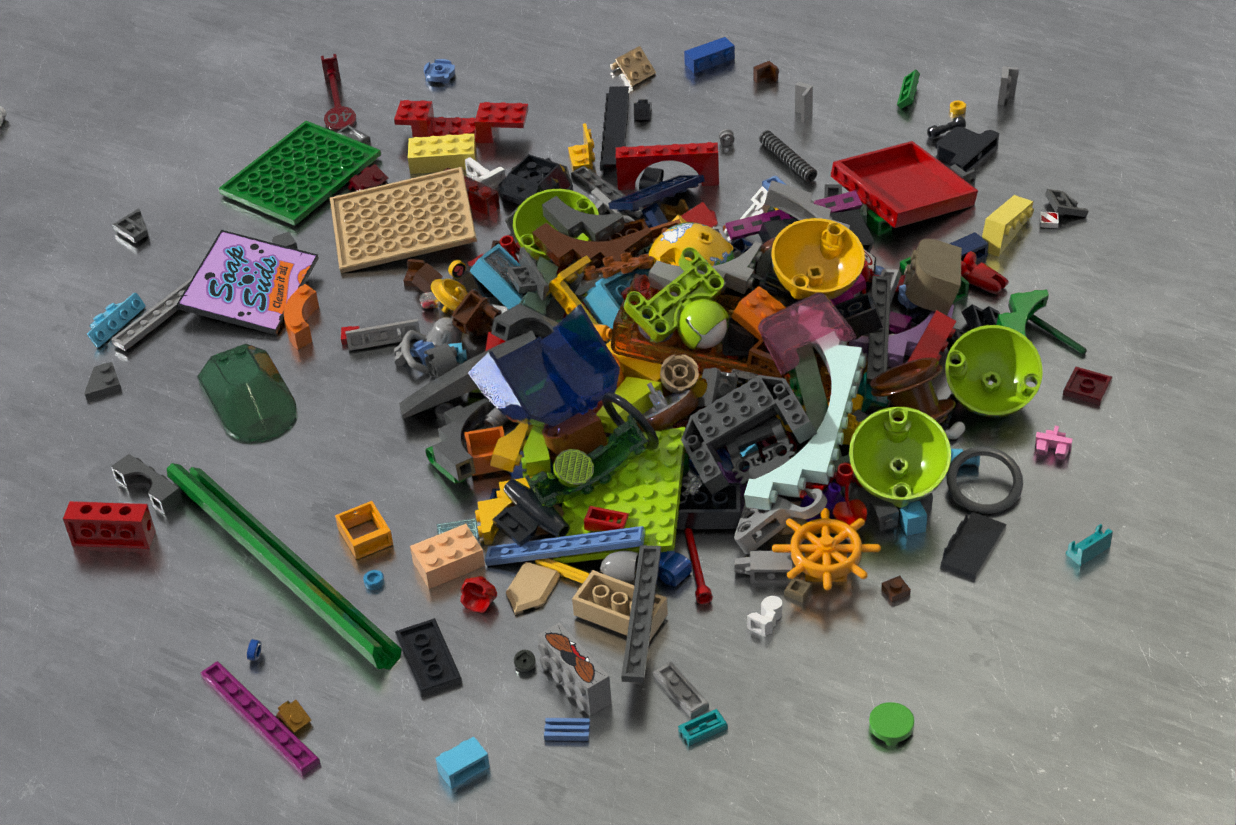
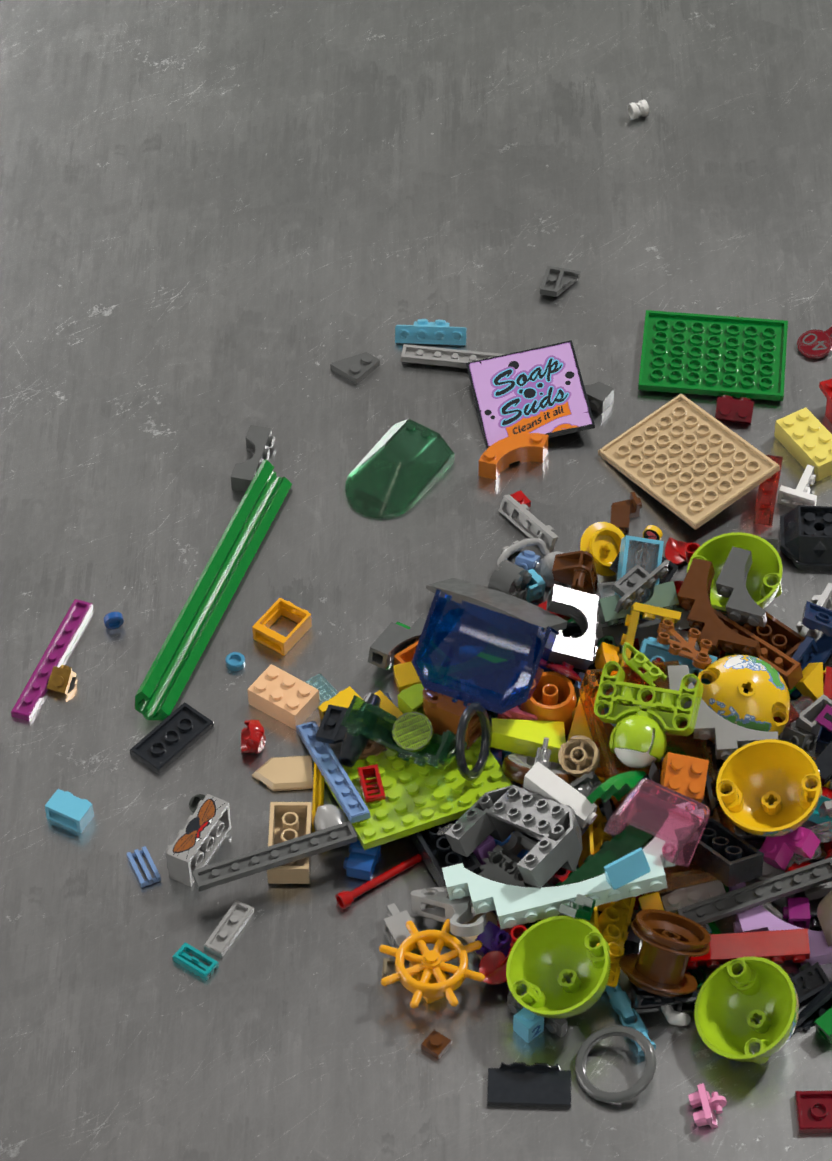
camera: 60 degrees right, 5 degrees up
(109, 525) = (187, 459): red brick -> none
(355, 134) = (796, 367): dark grey tile -> none
(637, 282) = (640, 660): none -> lime piece
(713, 387) = (549, 785): none -> white slope
(742, 352) = (616, 786): none -> green slope
(770, 612) = (351, 956): white leg -> none
(844, 366) = (626, 869): none -> medium azure slope
(857, 412) = (580, 909): none -> bracket
(891, 722) = (269, 1097): bright green tile -> none

